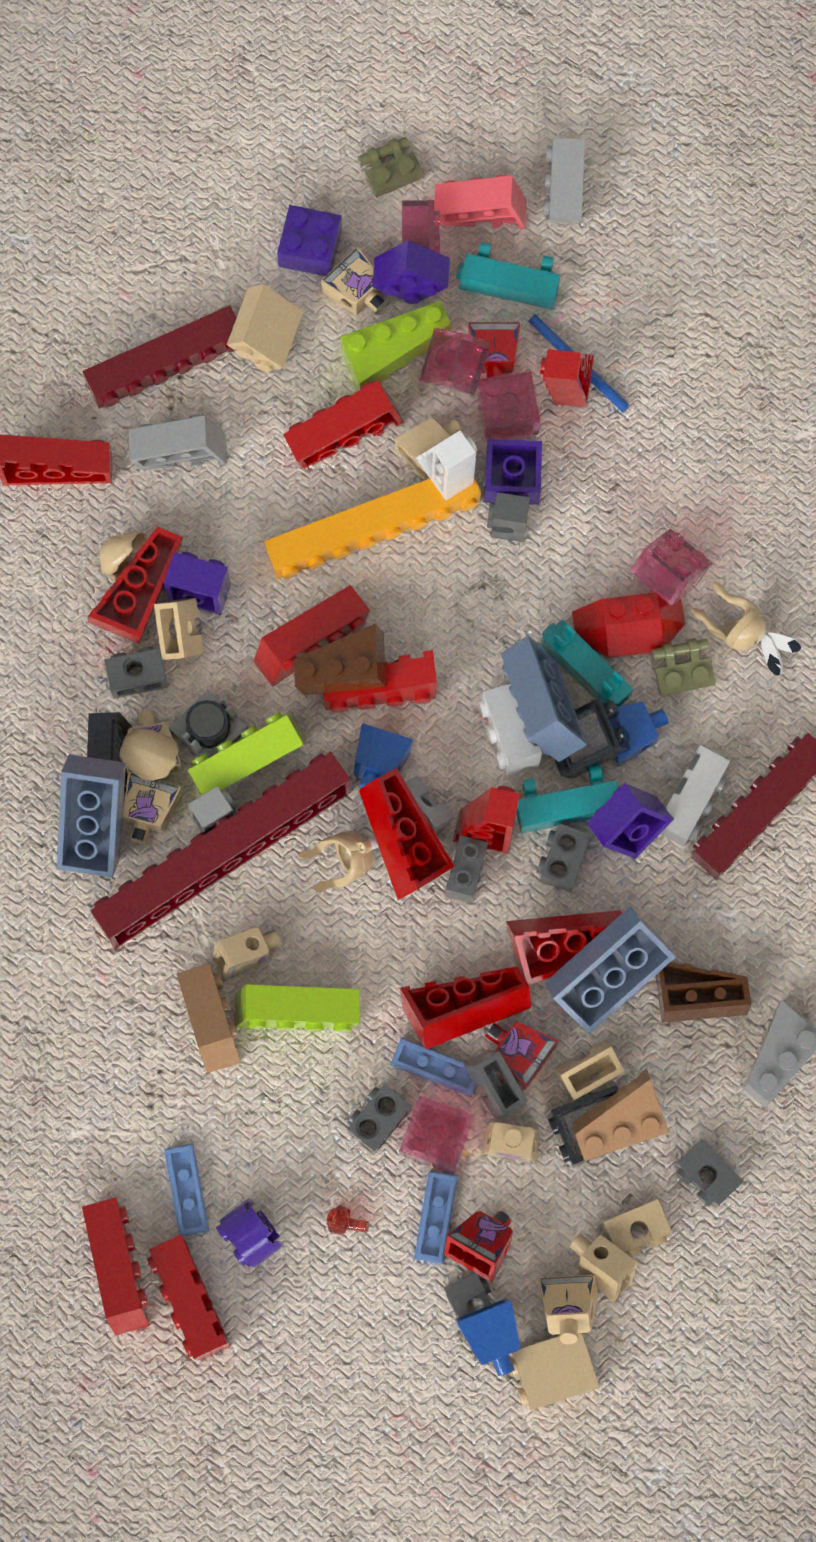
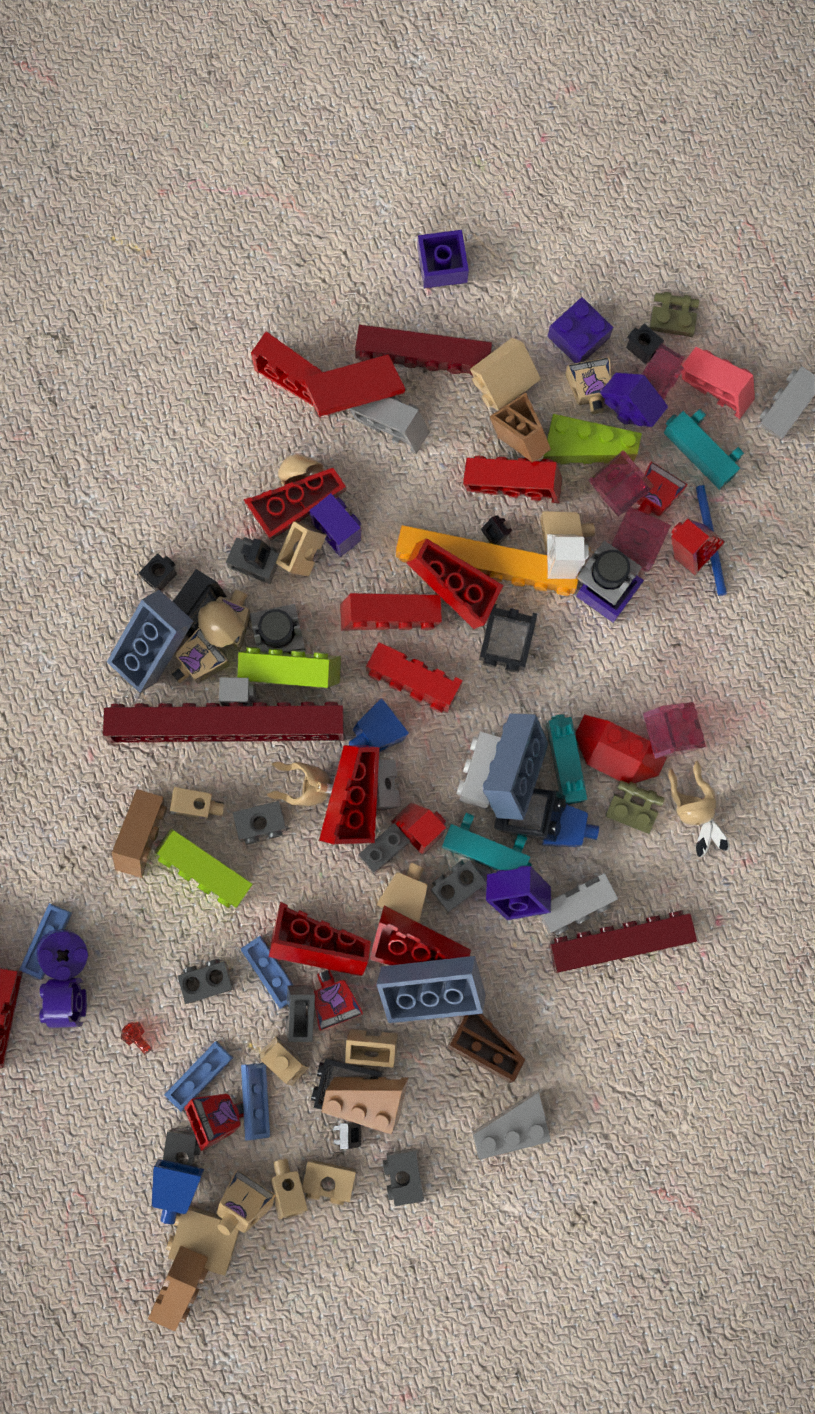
camera: 30 degrees right, 5 degrees up
(46, 759) = (158, 582): none -> black brick
(121, 433) = (353, 385): none -> red tile
(122, 254) = (442, 259): none -> dark purple brick
(138, 661) = (256, 553): none -> black tile
(229, 1179) = (61, 968): none -> dark purple brick
(319, 370) = (521, 429): none -> medium nougat wedge
(327, 909) = (246, 818): none -> dark grey brick
(344, 664) = (395, 649): reddish brown wedge -> none
(358, 560) = (456, 582): none -> red wedge
(360, 487) = (495, 530): none -> black tile
(387, 222) = (644, 352): none -> black brick
(436, 1135) = (235, 1021): clear pink brick -> none
(446, 586) = (507, 639): none -> window
(504, 451) = (610, 570): none -> piece
(508, 517) = (583, 619): dark grey brick -> none
(510, 1201) = (255, 1101): none -> medium blue tile
(517, 897) = (406, 893): none -> tan torso
(563, 1431) = (179, 1289): none -> medium nougat wedge
(626, 1170) = (349, 1135): none -> black tile

